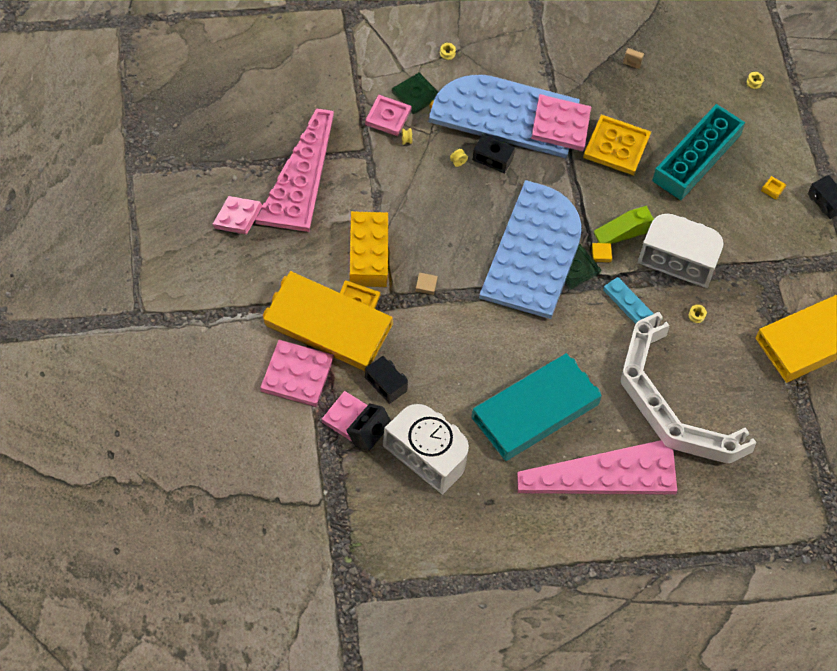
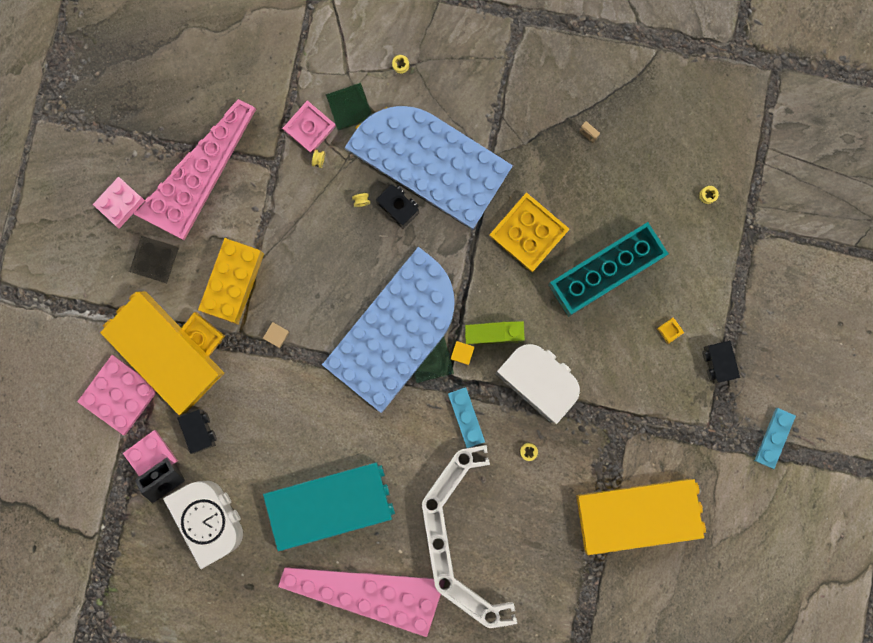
camera: 25 degrees right, 25 degrees up
(288, 252) = (153, 259): none -> clear smoke plate
(561, 122) = (479, 191): bright pink plate -> none

